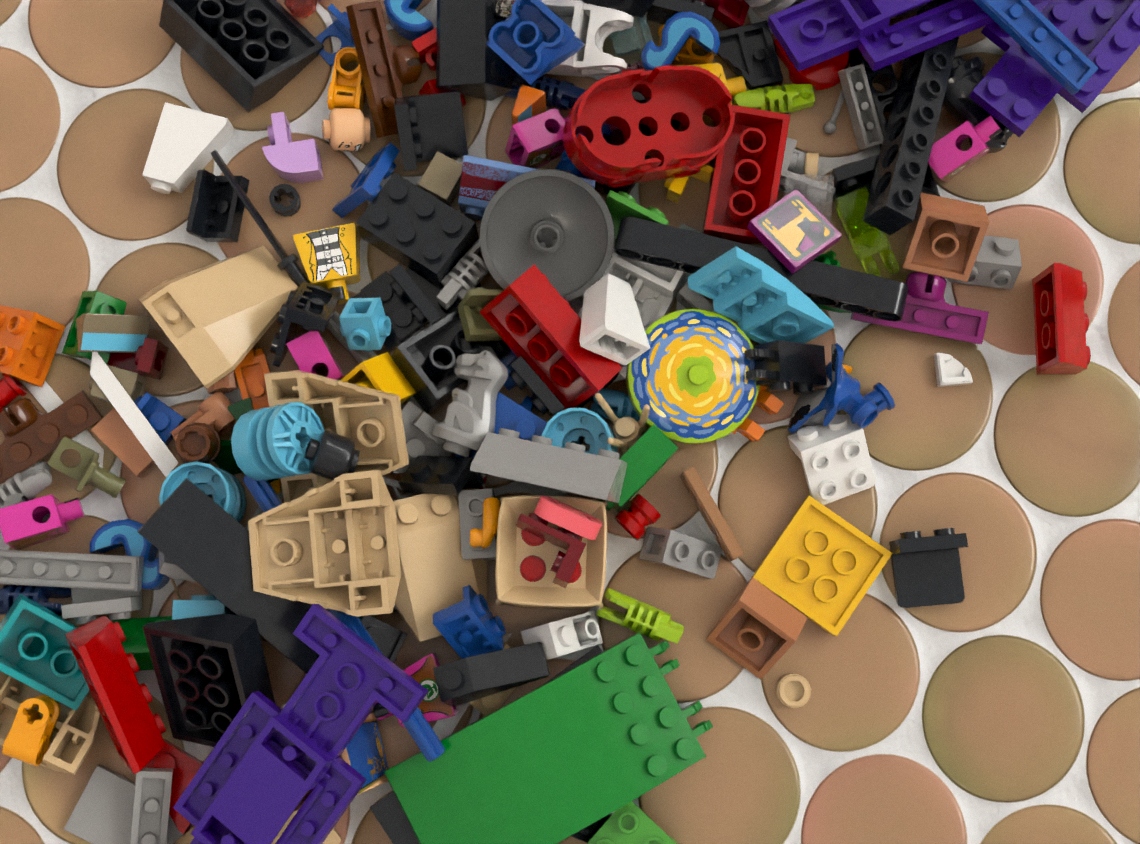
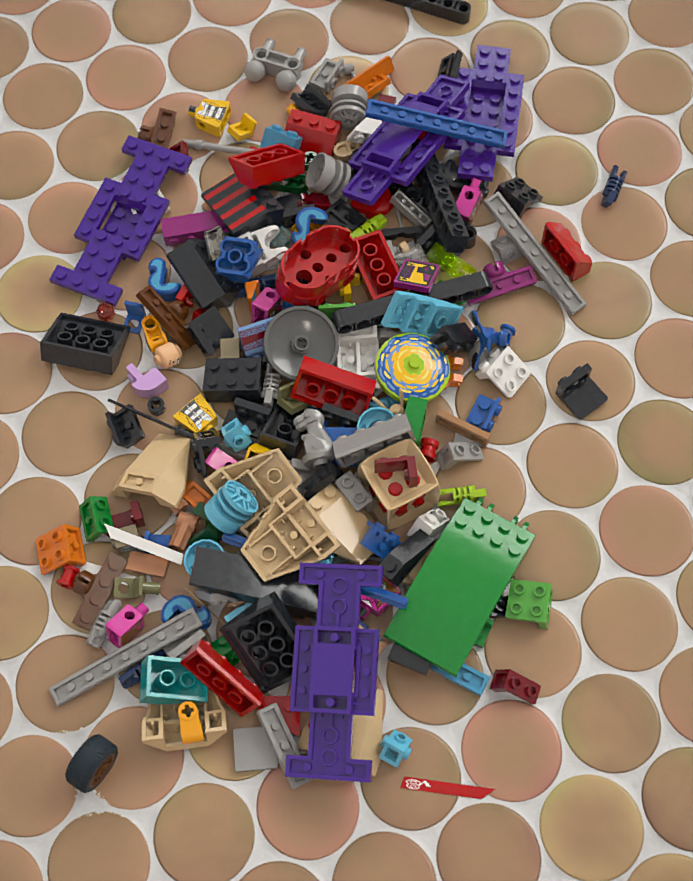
camera: 25 degrees left, 15 degrees down
(111, 332) = (110, 510): dark tan slope -> none
(183, 147) = (89, 408): white slope -> none
(198, 443) = (186, 537): reddish brown piece -> none
(331, 455) = (262, 494): black head -> none
(367, 183) = (194, 372): blue wing -> none
(485, 536) = (361, 485): light orange arm -> none
(568, 517) = (397, 451): coral beam -> none
(612, 321) = (358, 362): white slope -> none
(756, 509) = (484, 412): none -> blue bracket
(757, 628) = (520, 467): nougat slope -> none
(793, 690) = (556, 486): tan tile -> none
(822, 565) = (531, 421): yellow plate -> none
(848, 148) = (407, 232): none -> black piece
(945, 237) = (488, 242): nougat slope -> none
(950, 371) = (531, 303): white tile -> none
(1007, 297) = (535, 253): none -> light grey tile
(1041, 181) = (518, 195): none -> black bracket

